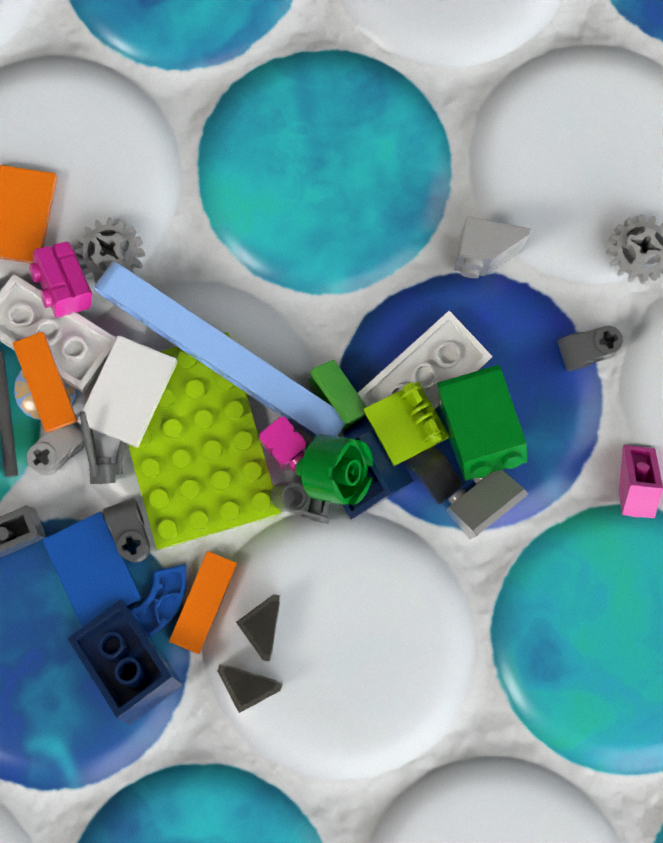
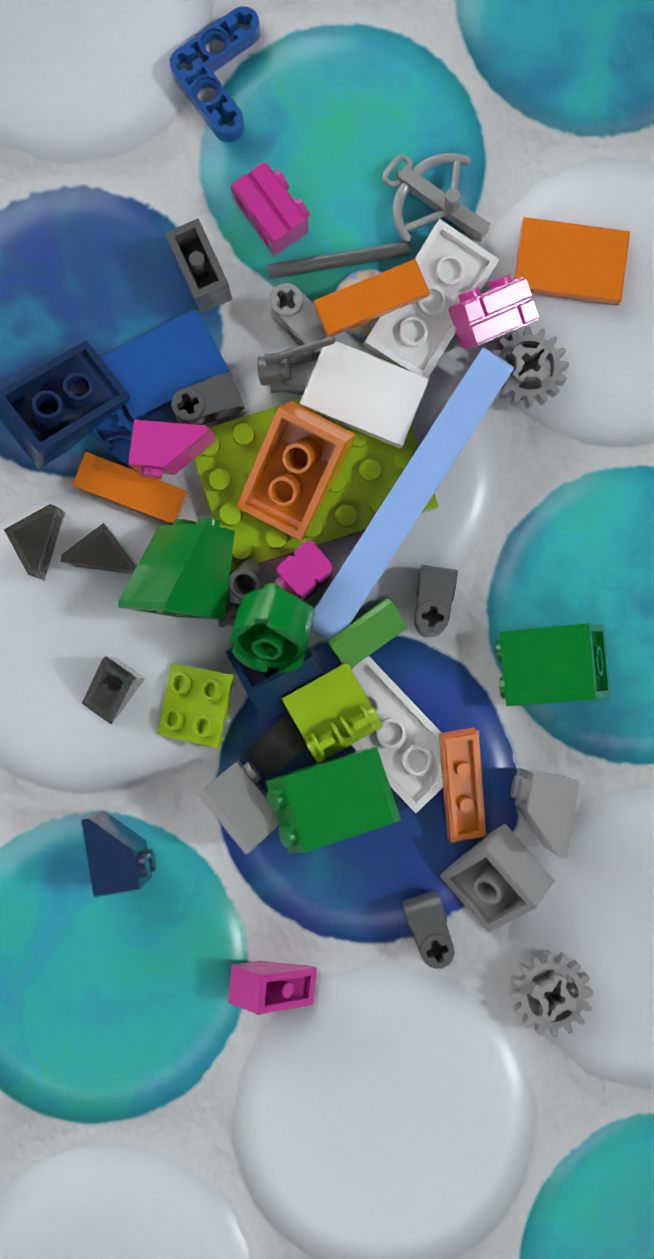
camera: 90 degrees right, 5 degrees up
(169, 565) = (166, 446): none -> dark pink slope
(194, 451) = (295, 469): none -> orange slope
(280, 549) = (183, 571): none -> green slope
(303, 336) = (436, 594): none -> dark grey piece
(368, 239) = (553, 664): none -> green slope
(384, 619) = (111, 688): none -> clear smoke slope
(397, 544) = (196, 705): none -> lime hinge
(468, 316) = (462, 784): none -> orange tile
(530, 611) = (115, 855): none -> dark blue slope
(547, 290) = (498, 879): none -> light grey slope

